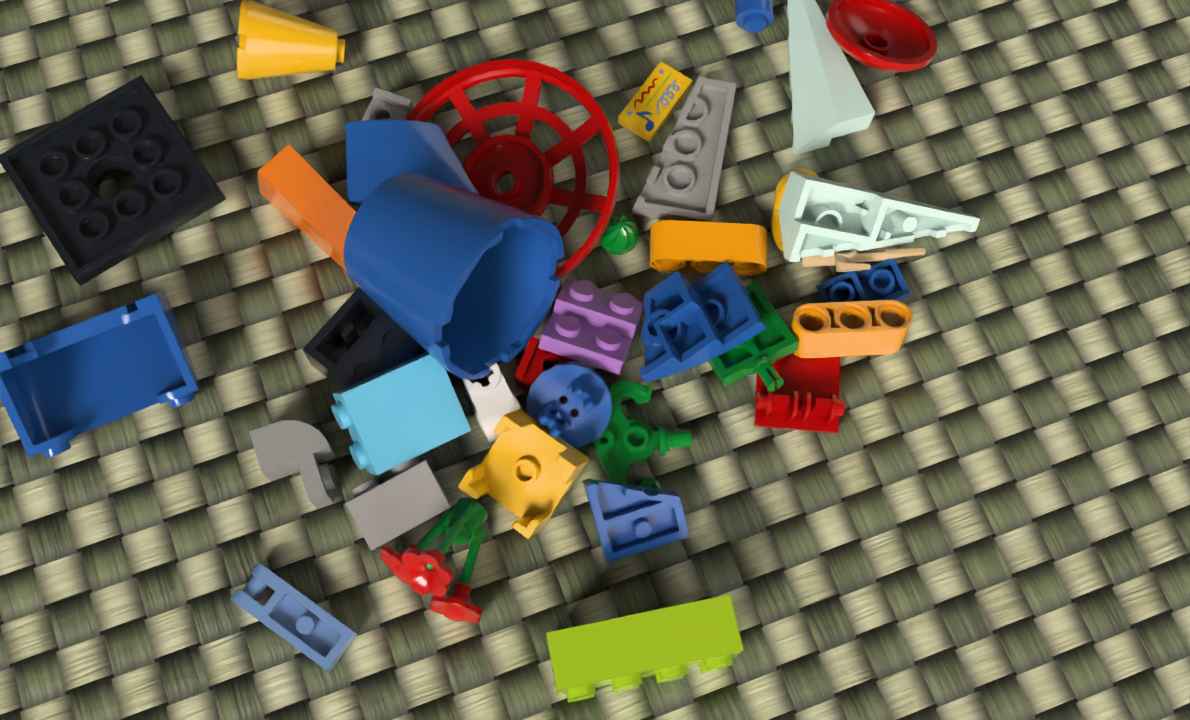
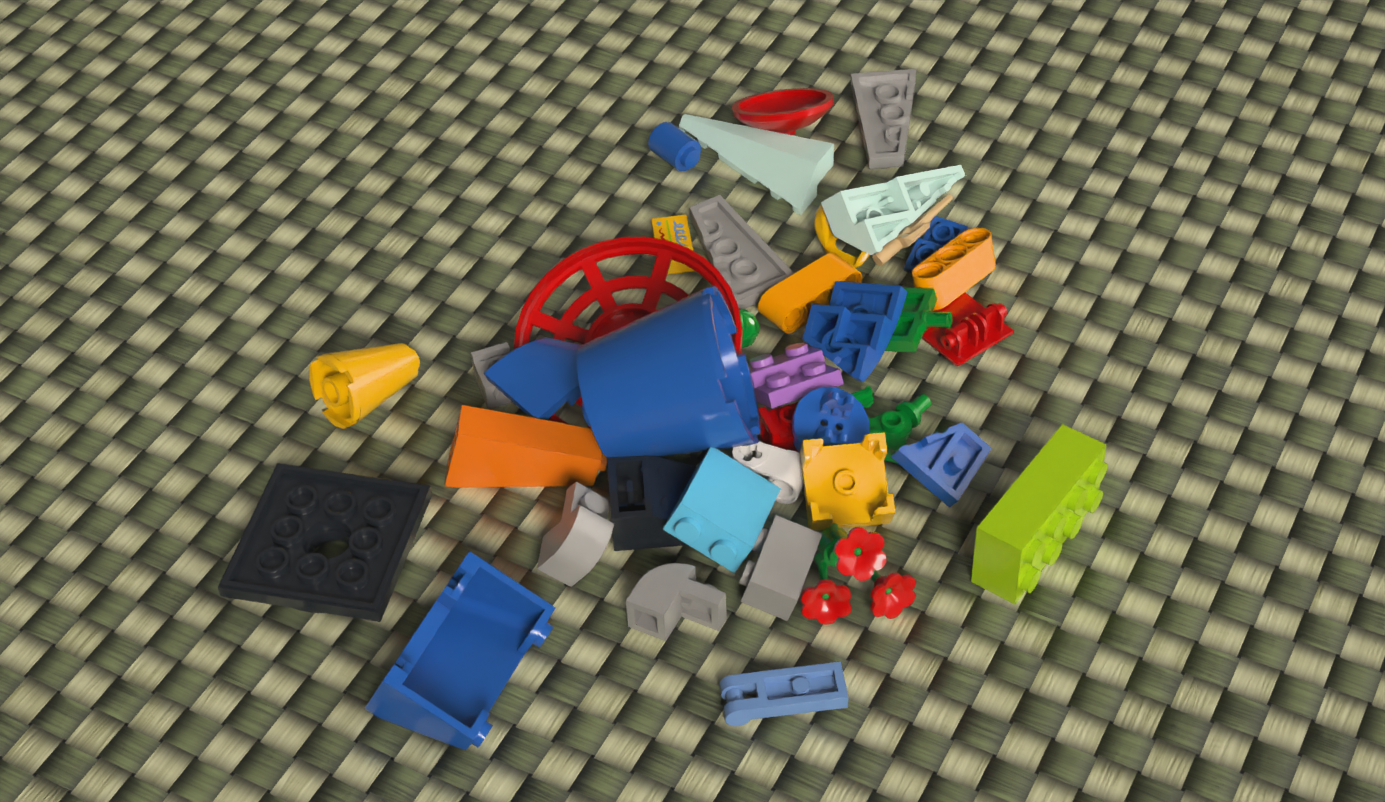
camera: 35 degrees left, 25 degrees down
(278, 339) = (579, 539): none -> light grey brick
(973, 105) = (884, 114): none -> light grey wing

